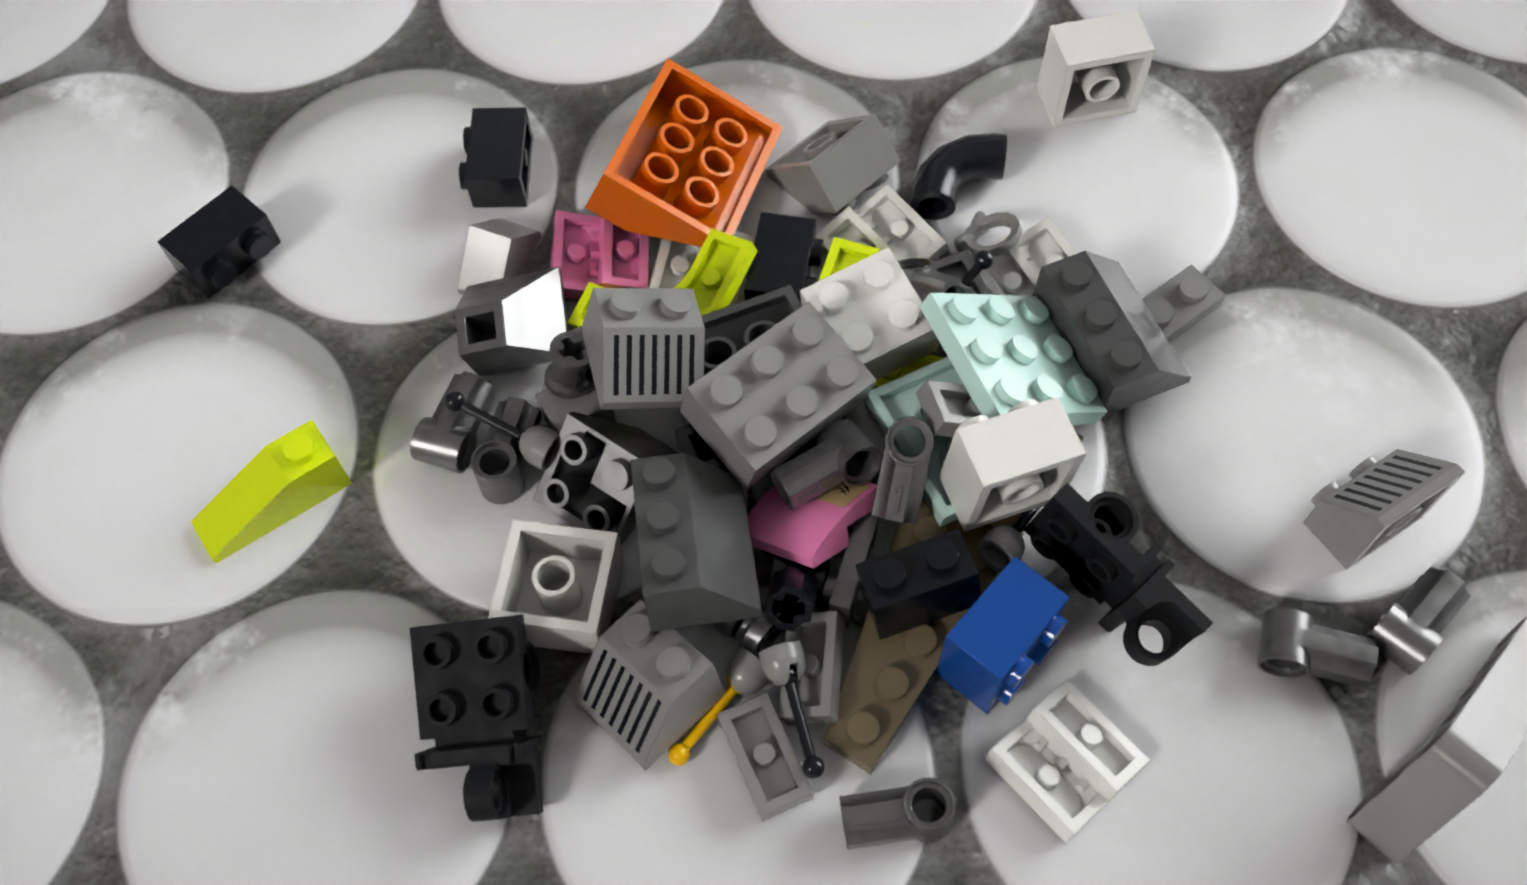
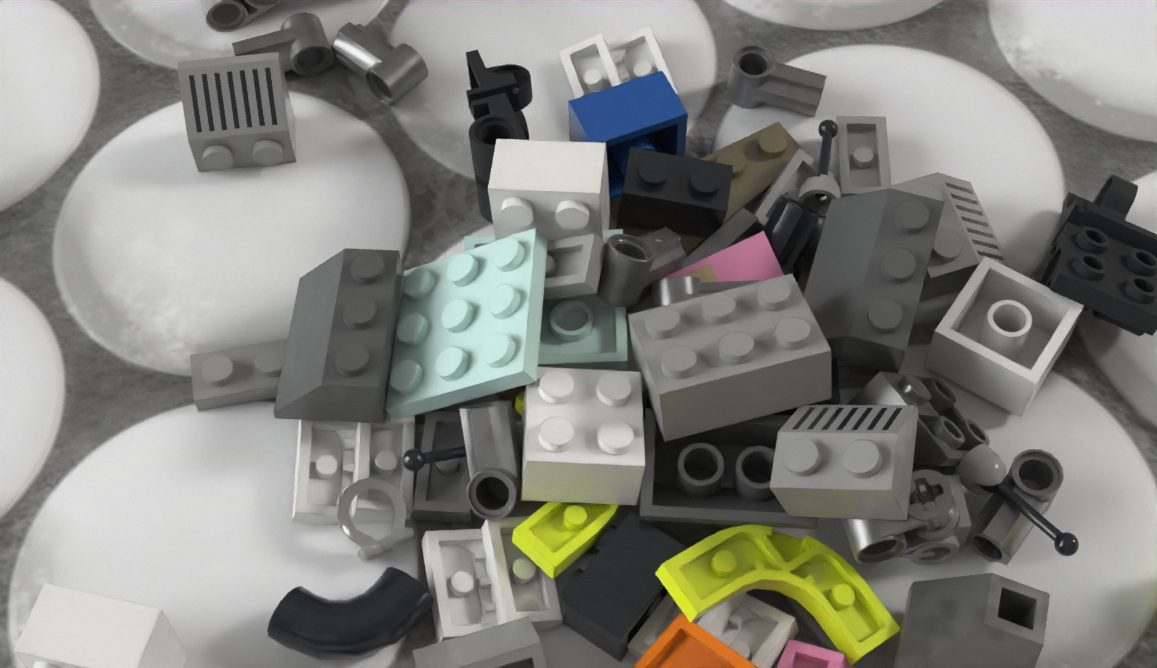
camera: 155 degrees left, 5 degrees down
(451, 436) = (1064, 575): flat silver piece -> none

